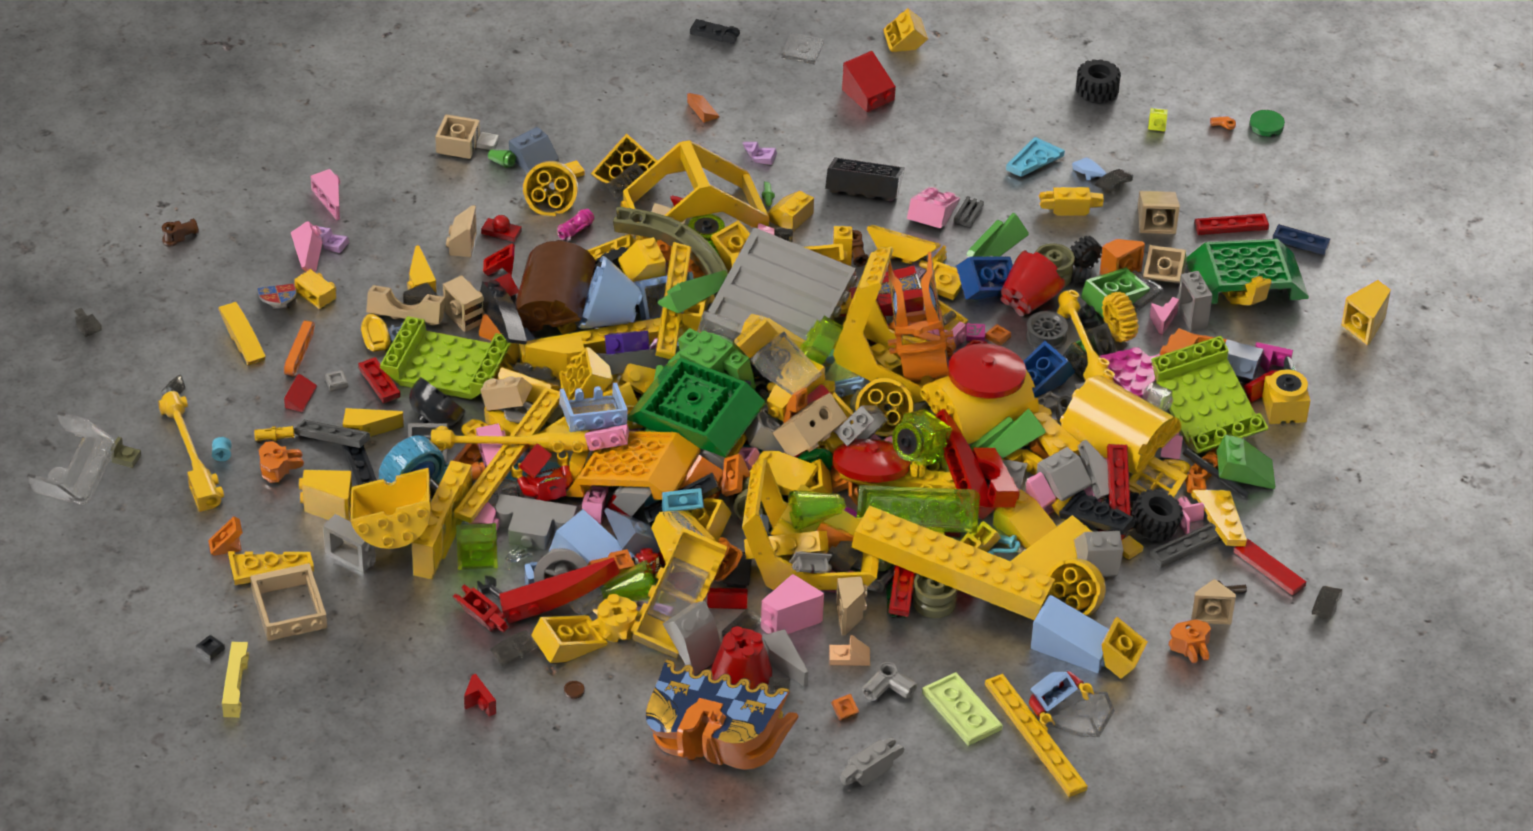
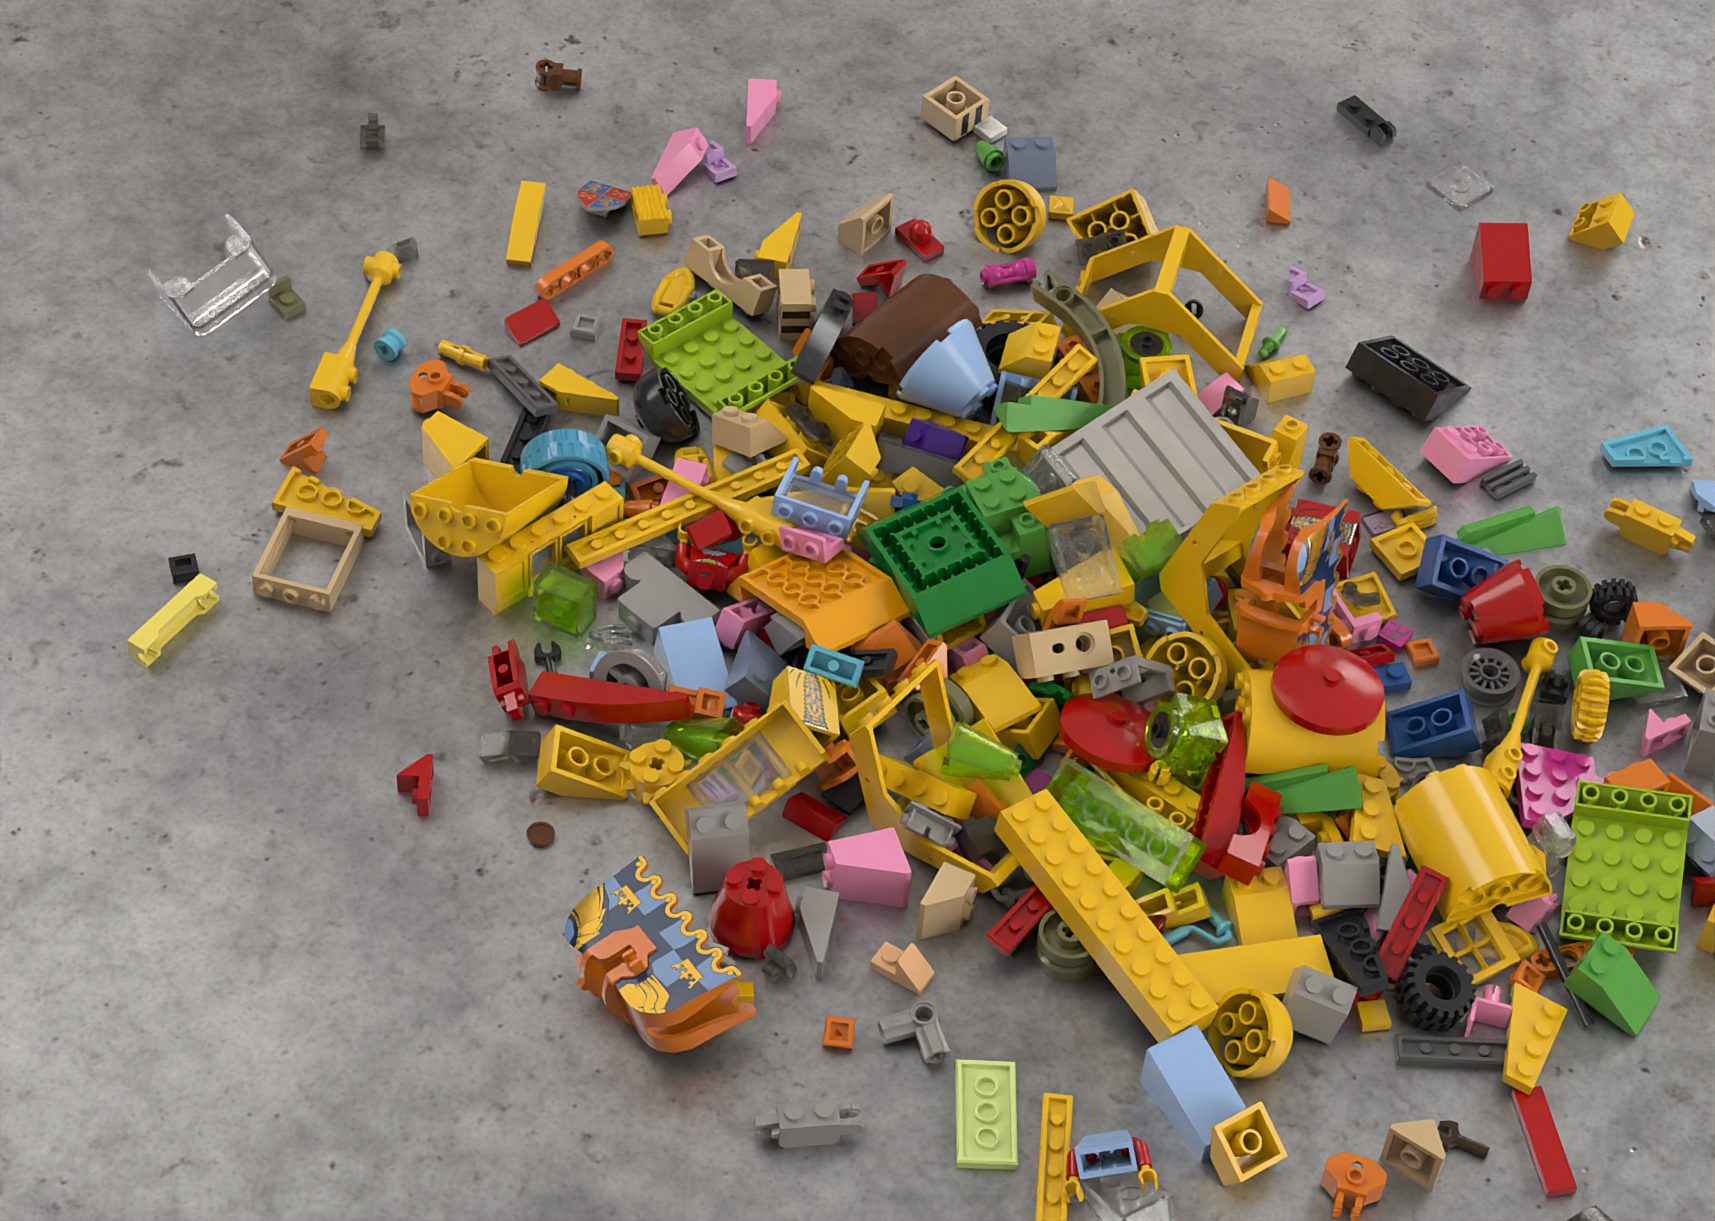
camera: 30 degrees right, 5 degrees up
(642, 385) = (905, 500): none -> blue plate

